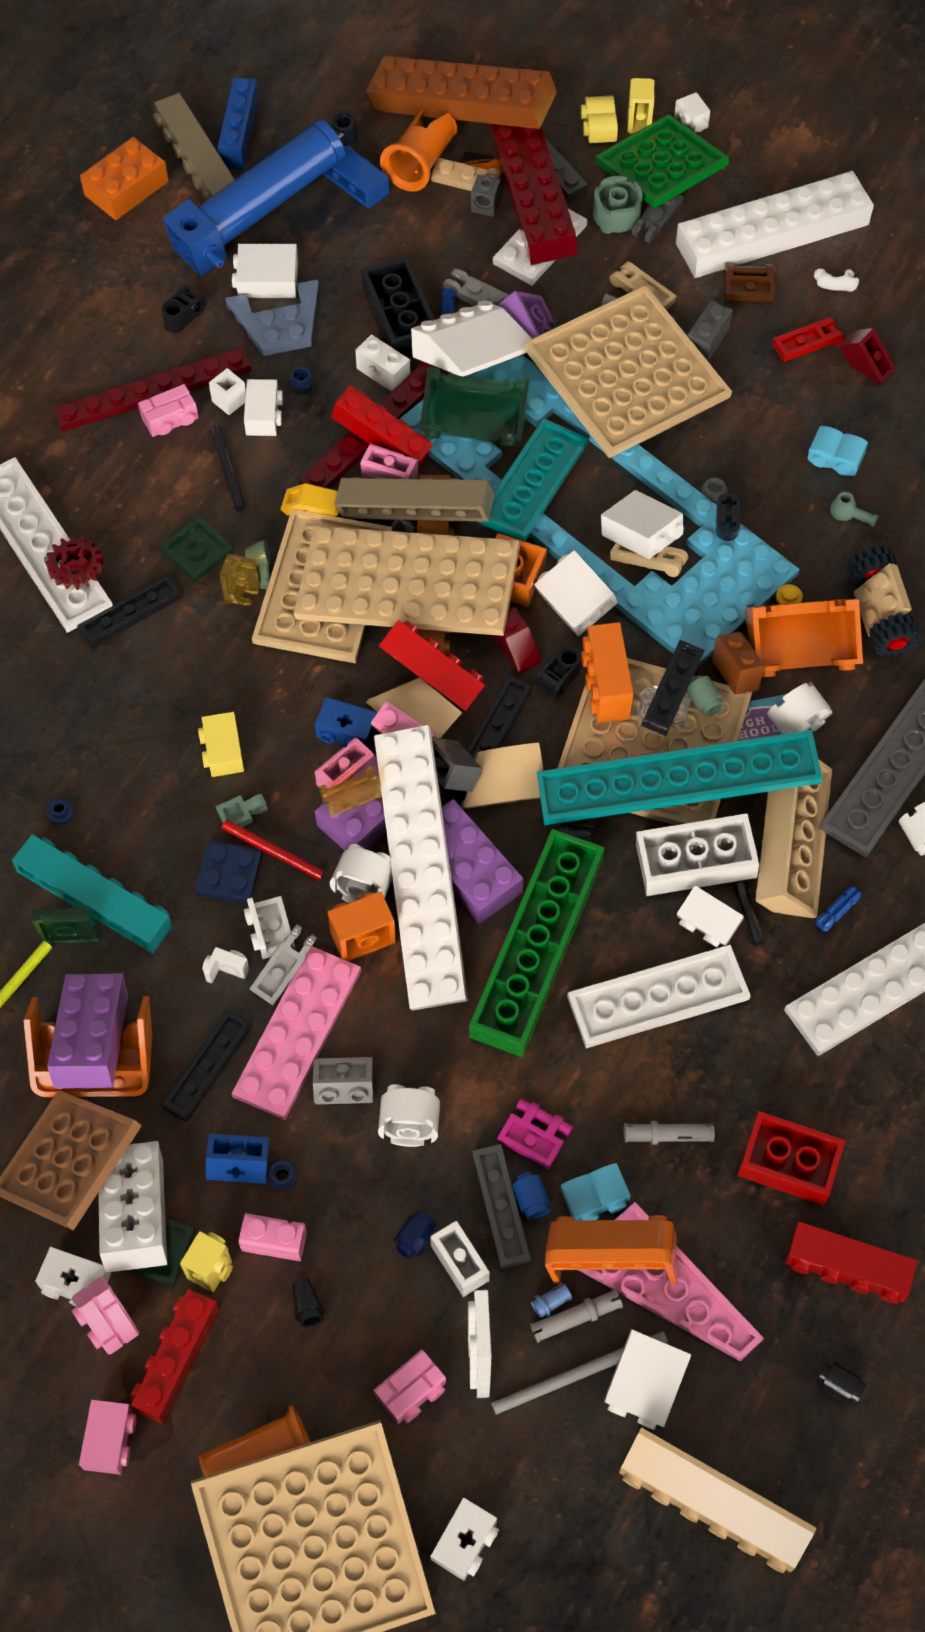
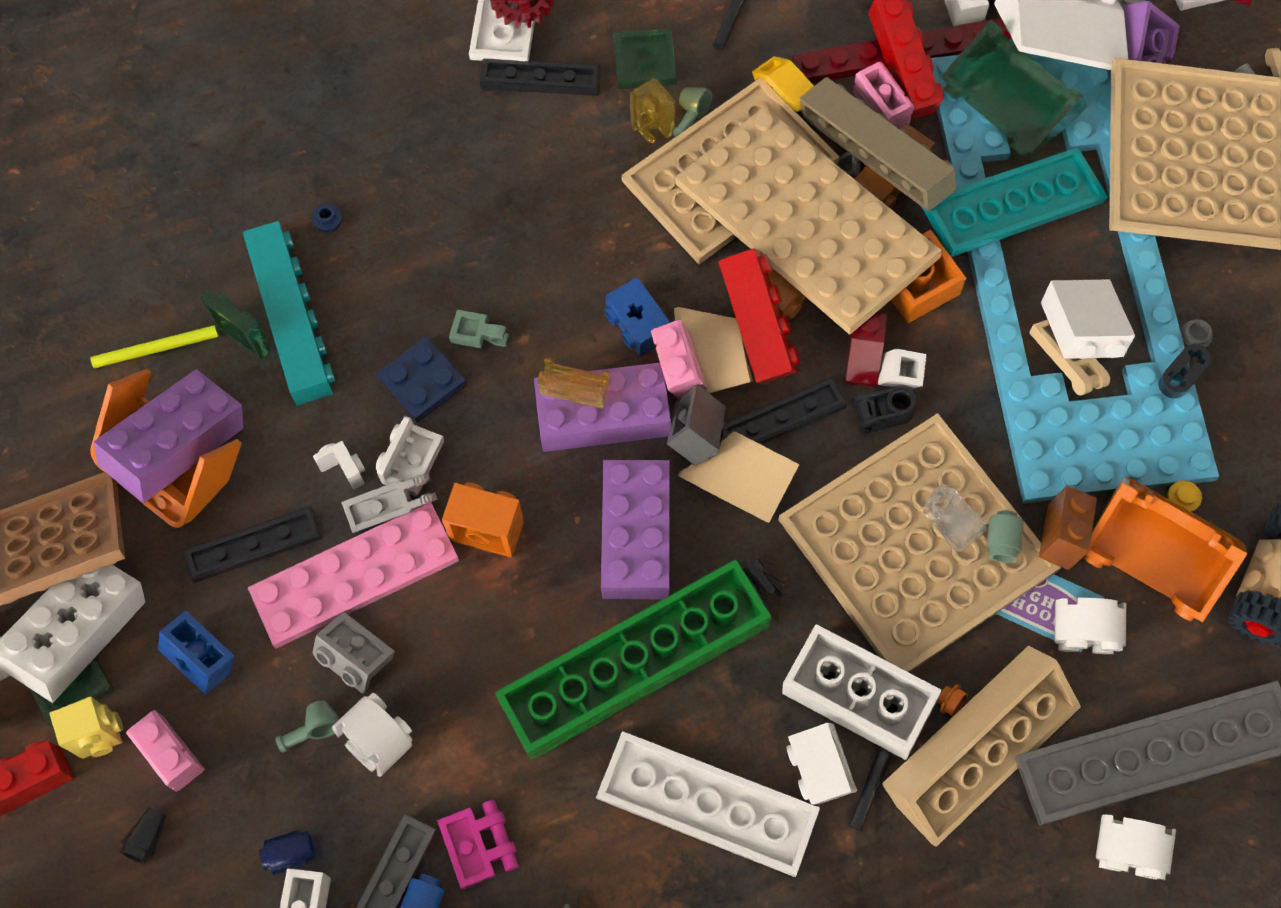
camera: 40 degrees right, 5 degrees up
(222, 744) = (512, 255): light yellow brick -> none
(273, 849) = (473, 387): red bar -> none
(278, 1167) = (220, 692): dark blue plate -> none
(343, 764) = (598, 353): bright pink brick -> none
(361, 873) = (527, 471): white brick -> none
(362, 1140) = (318, 725): none -> sand green bar
(420, 868) = (581, 504): white plate -> none
(552, 636) = (902, 369): none -> white brick
(575, 593) = (962, 342): white brick -> none
(607, 673) = (919, 443): orange brick -> none
(672, 688) = (973, 505): black tile -> none
(679, 777) = (909, 603): teal plate -> none
(755, 821) = (952, 700): none -> orange plate
(838, 908) = (964, 855): blue axle -> none

